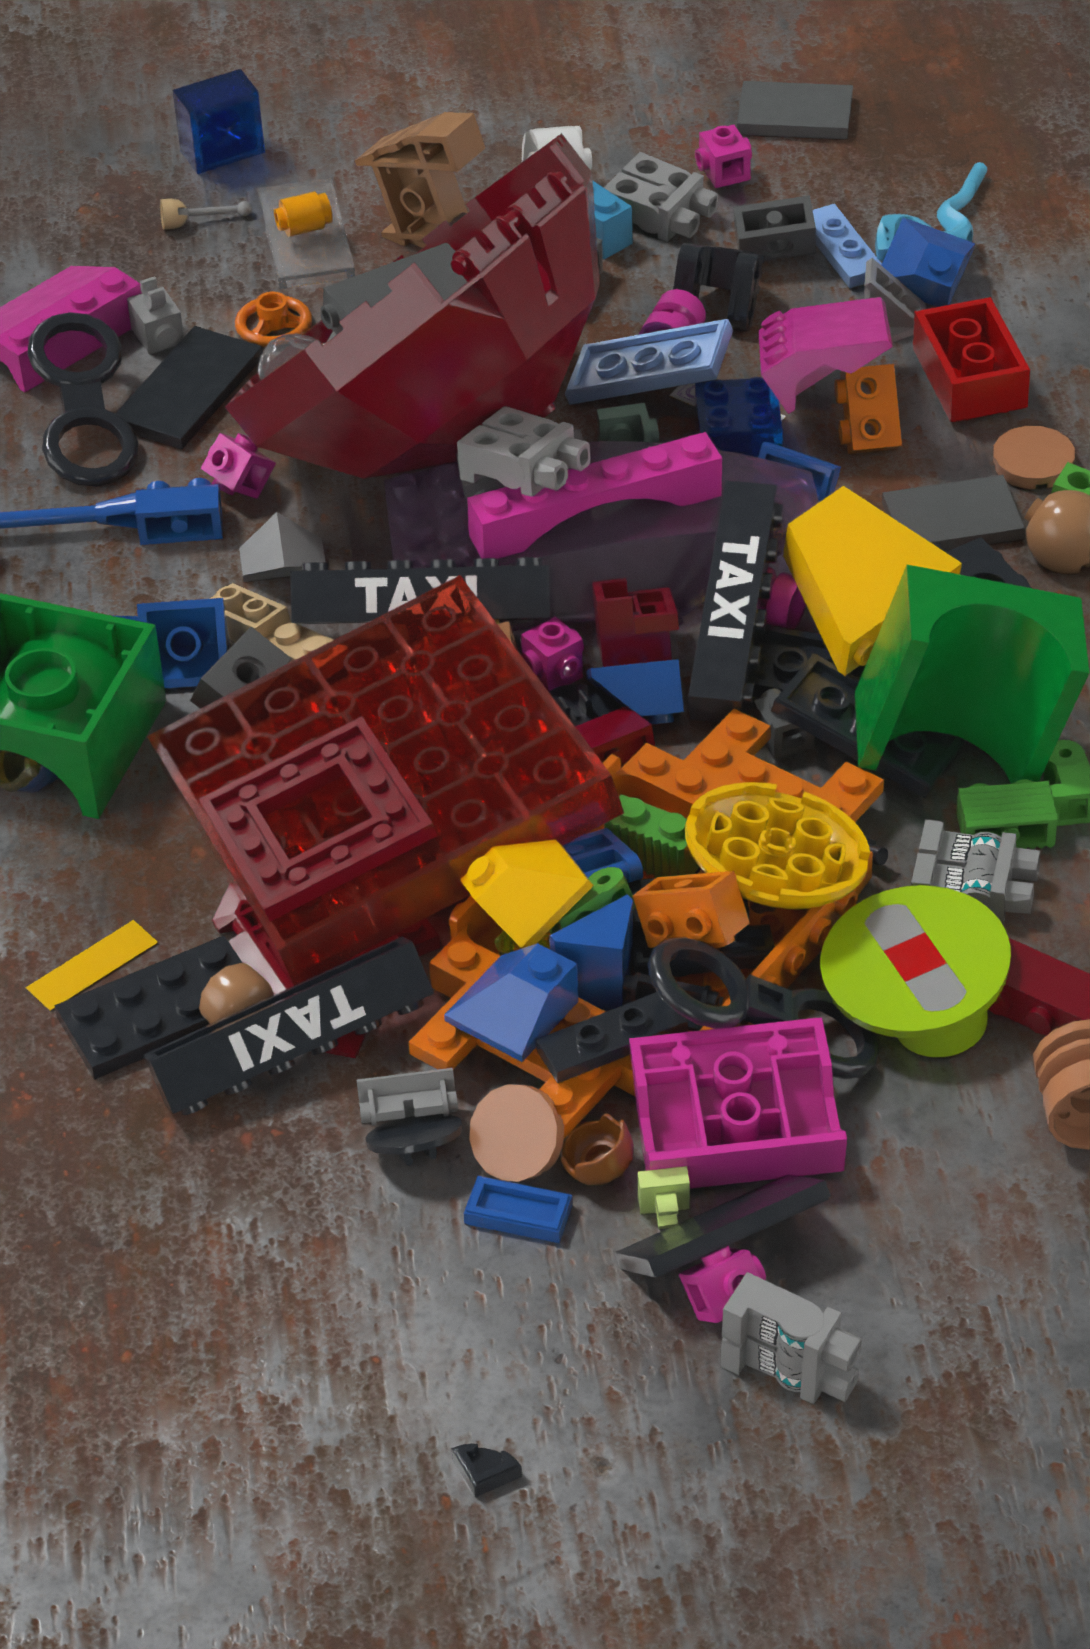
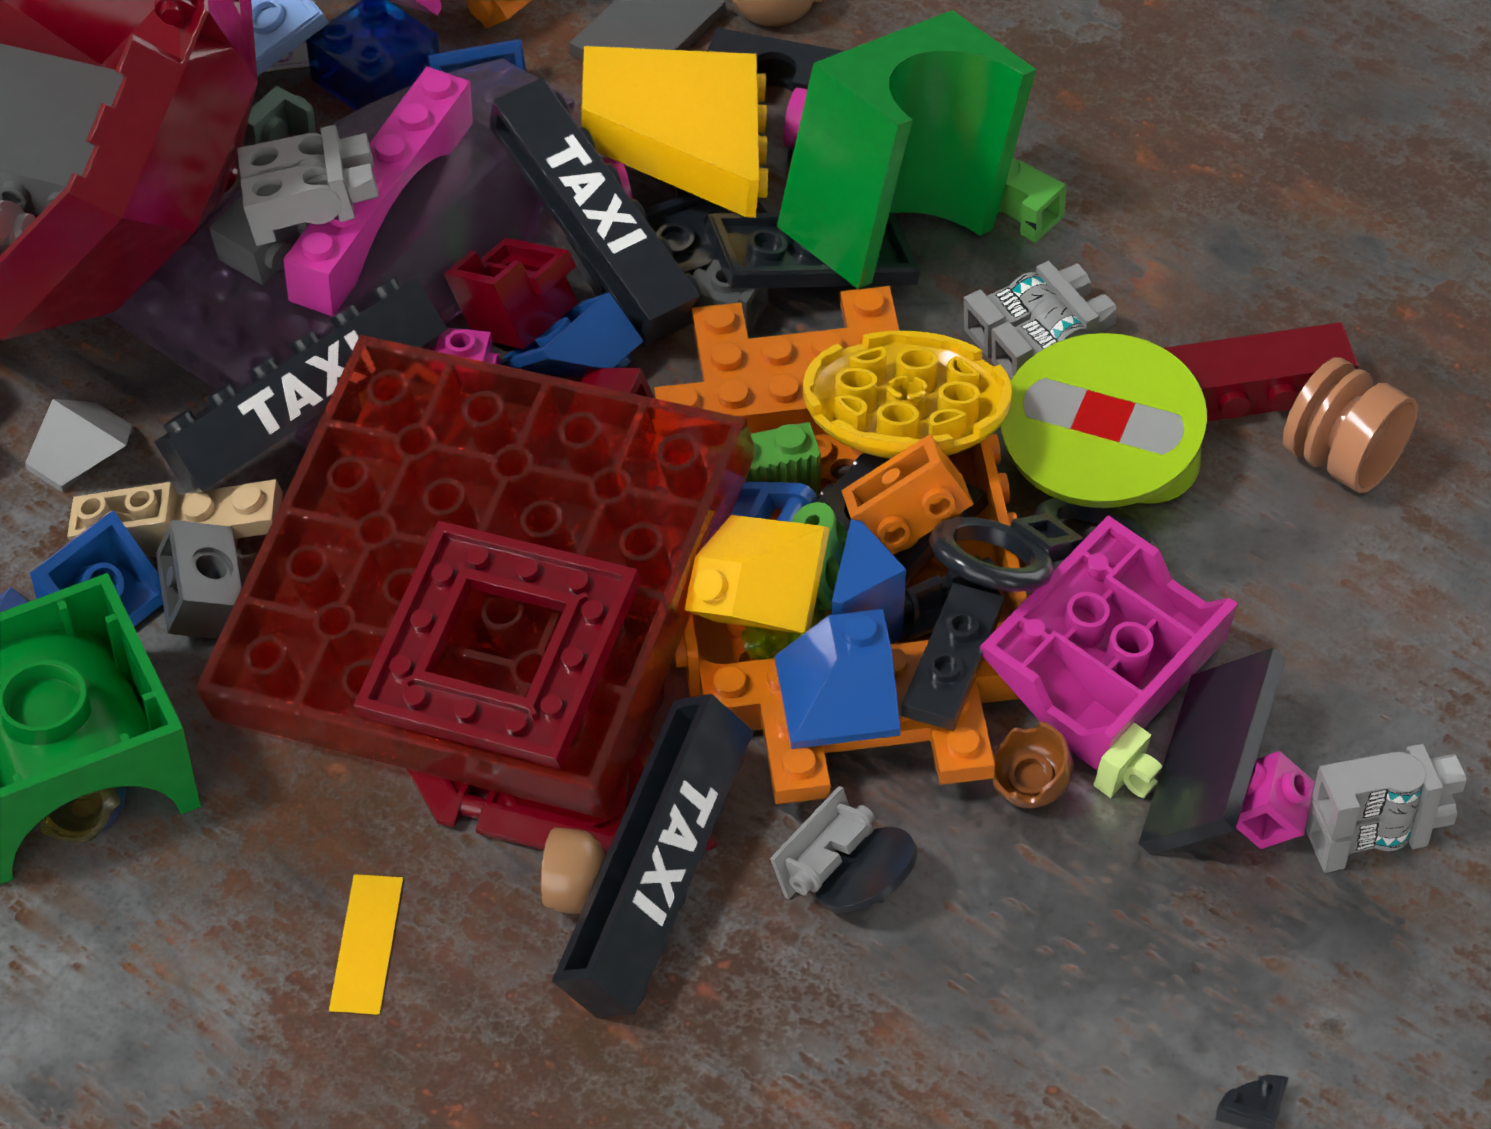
camera: 45 degrees left, 5 degrees up
(144, 1009) = (478, 938): black plate -> none
(516, 1133) = (956, 802): nougat tile -> none
(518, 1209) = (1015, 869): blue tile -> none
(1014, 808) = (1006, 249): bright green brick -> none

